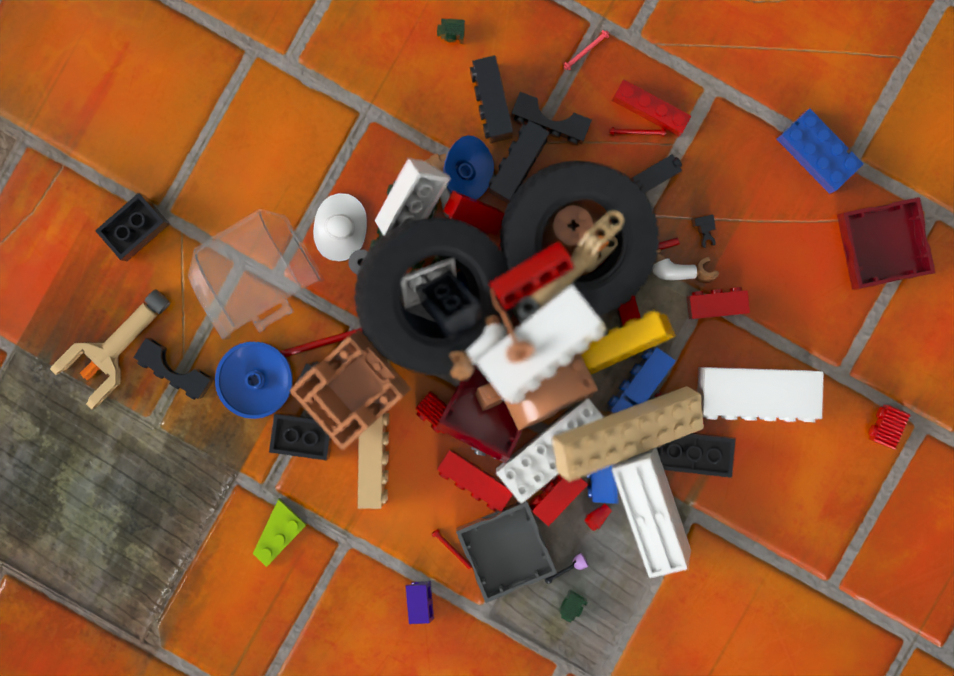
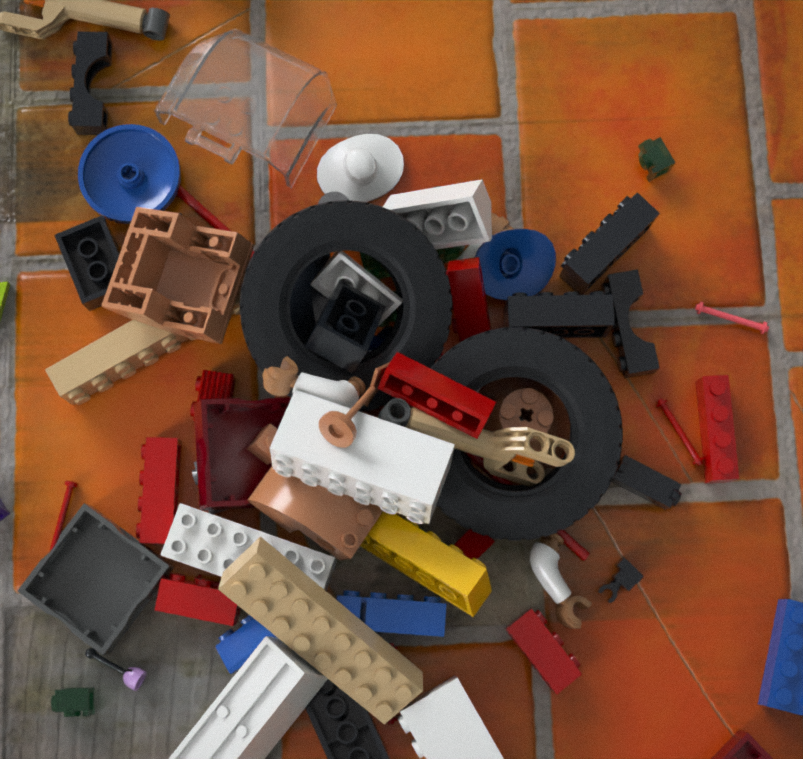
camera: 55 degrees right, 10 degrees down
(597, 517) = (201, 665): red cone -> none

